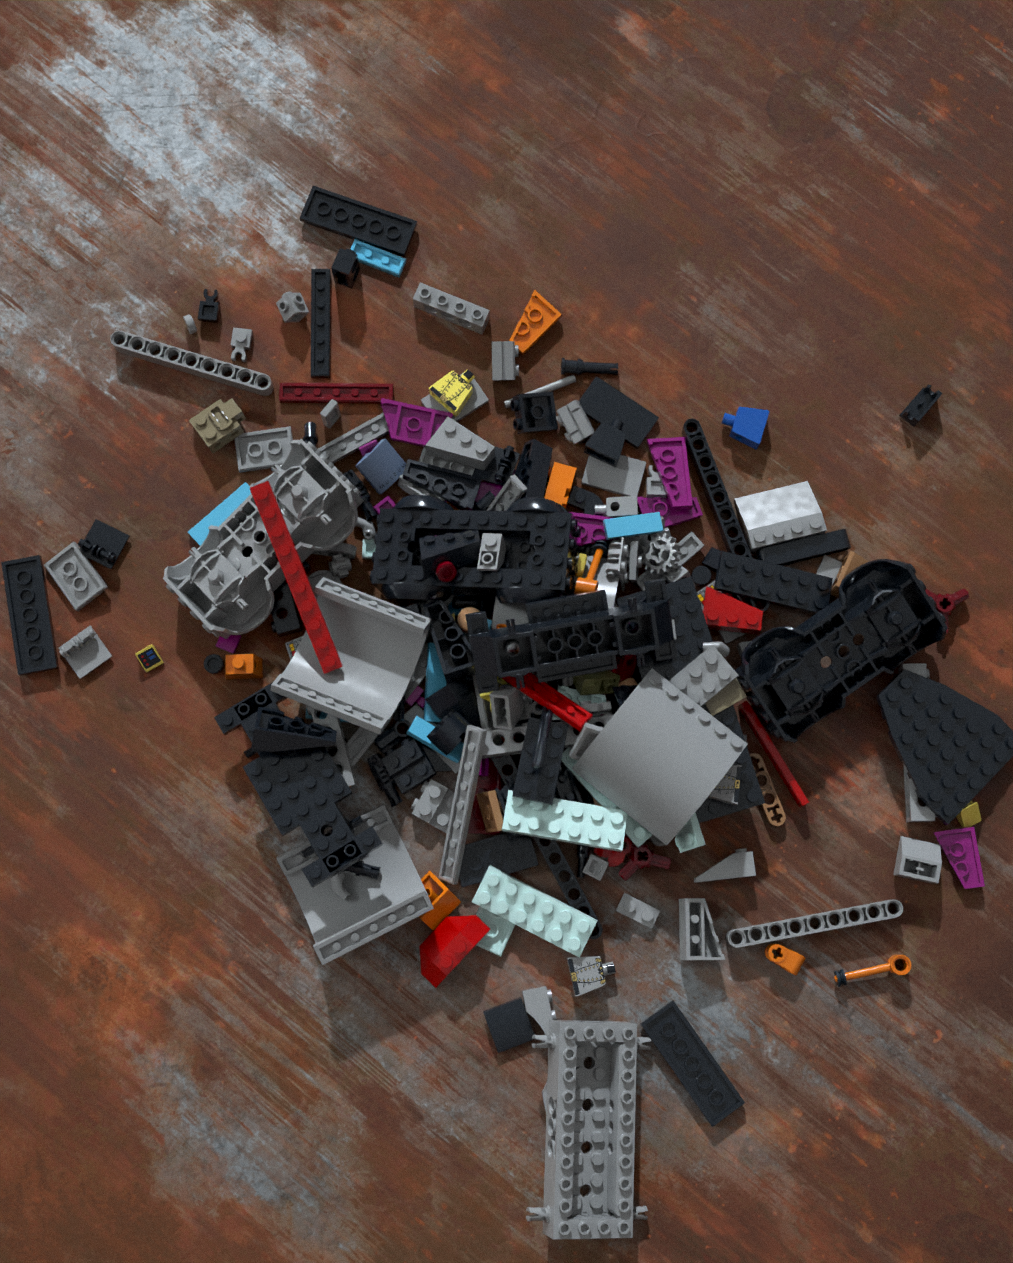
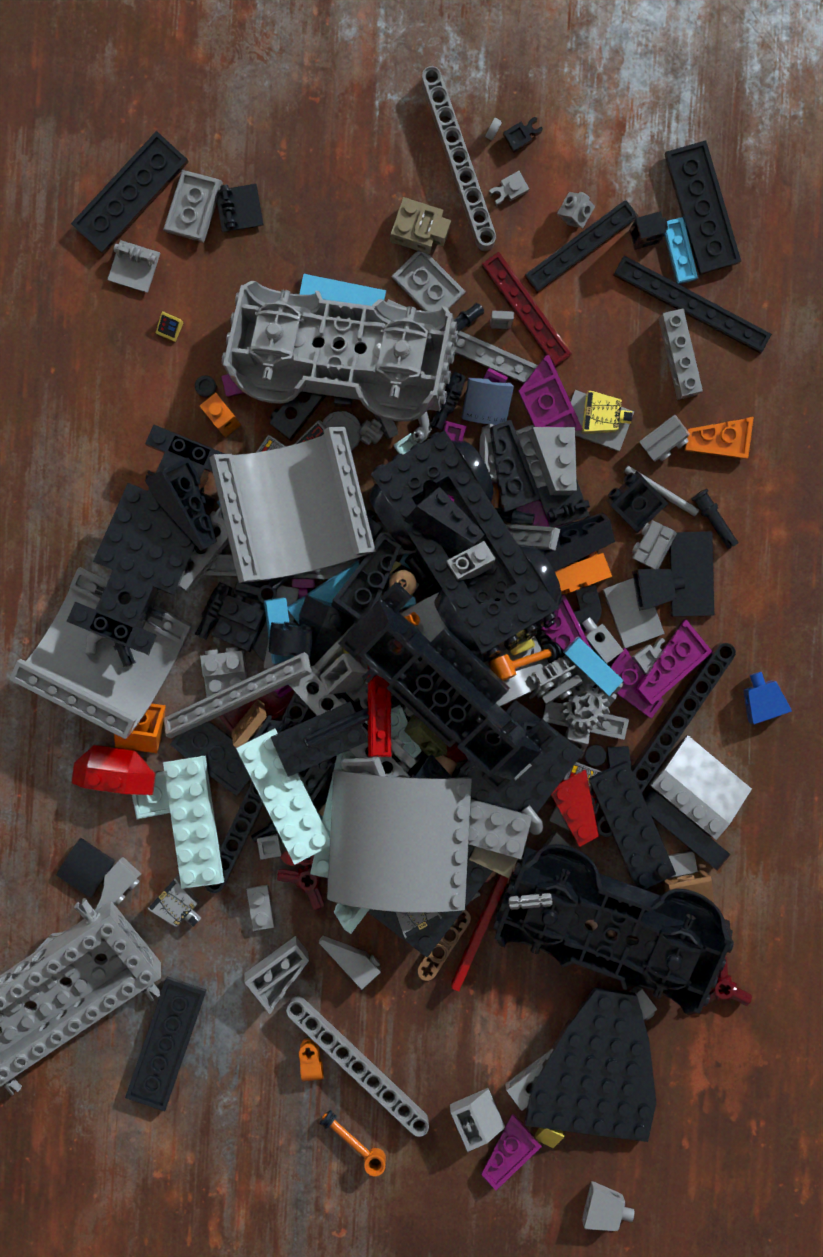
camera: 55 degrees right, 10 degrees up
(296, 576) = (325, 402): red plate -> none
(425, 274) = (693, 304): none -> black tile
(446, 571) = (424, 534): dark red tile -> none
(775, 690) = (530, 901): none -> light grey axle

